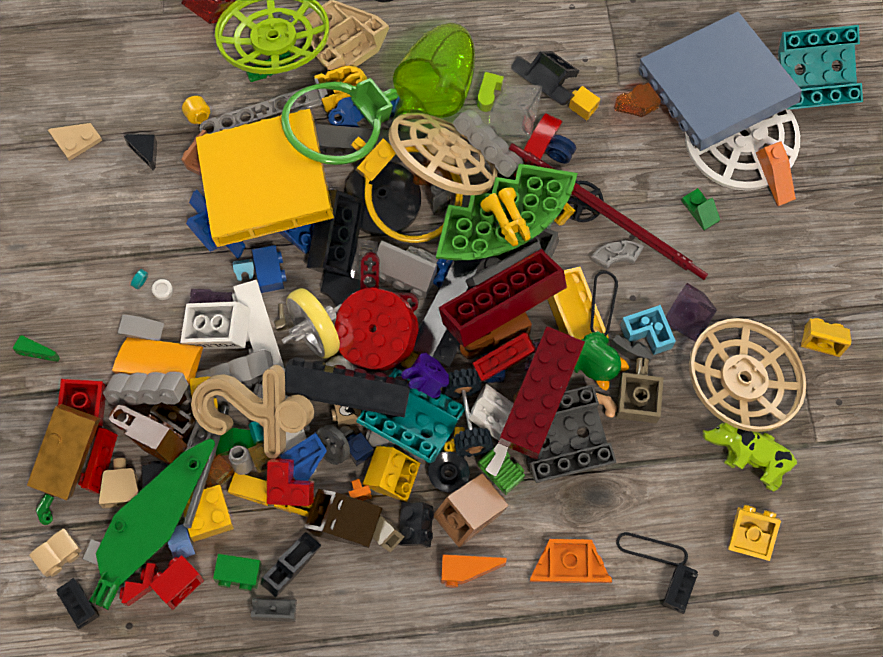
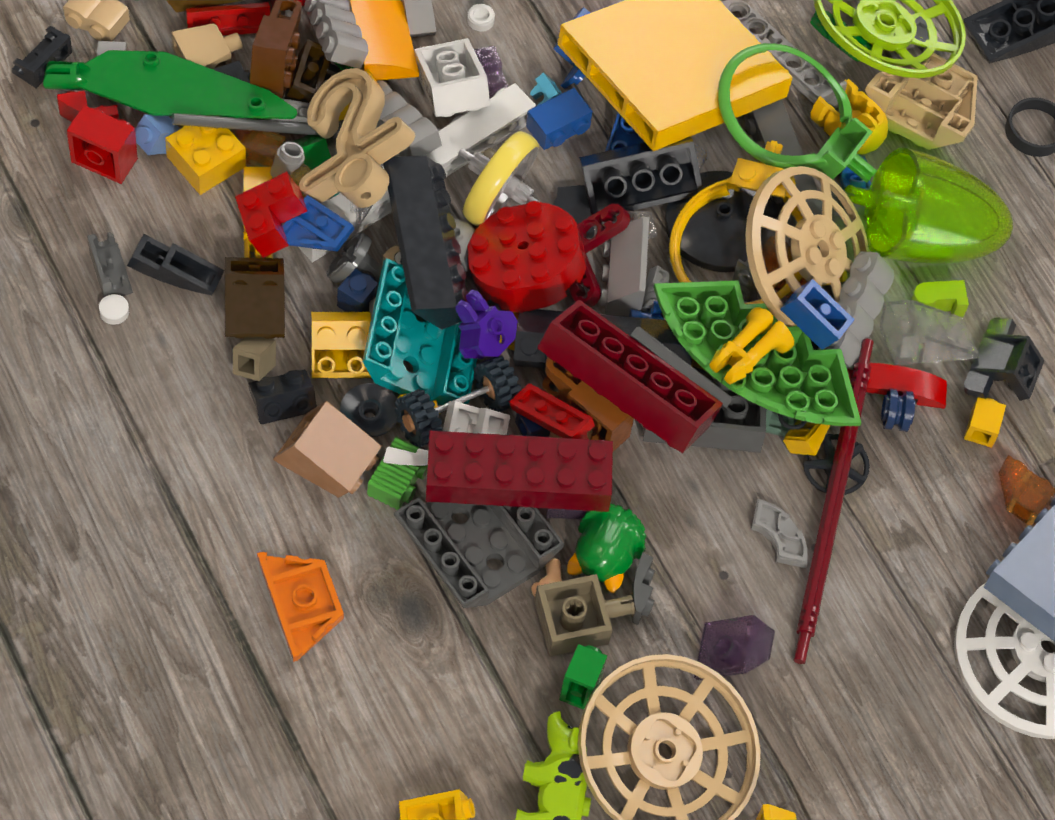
camera: 65 degrees right, 10 degrees down
(237, 571) = (143, 209): green brick -> none
(307, 617) = (114, 309): none -> white tile
(349, 113) = (820, 133): blue plate -> none
(359, 492) = (299, 313): orange tile -> none
(462, 569) = (244, 472): orange slope -> none
(499, 166) = (817, 314): none -> blue brick
(574, 306) = (678, 495): yellow slope -> none
(613, 300) = (698, 548): black piece -> none
(649, 324) = (686, 598): medium azure brick -> none
(652, 540) = (376, 704): black piece -> none
(680, 588) = (318, 752): black hinge -> none
(685, 406) = (583, 675): none -> green brick
(701, 209) = (900, 625): green slope -> none
(777, 172) = (1004, 707): orange slope -> none

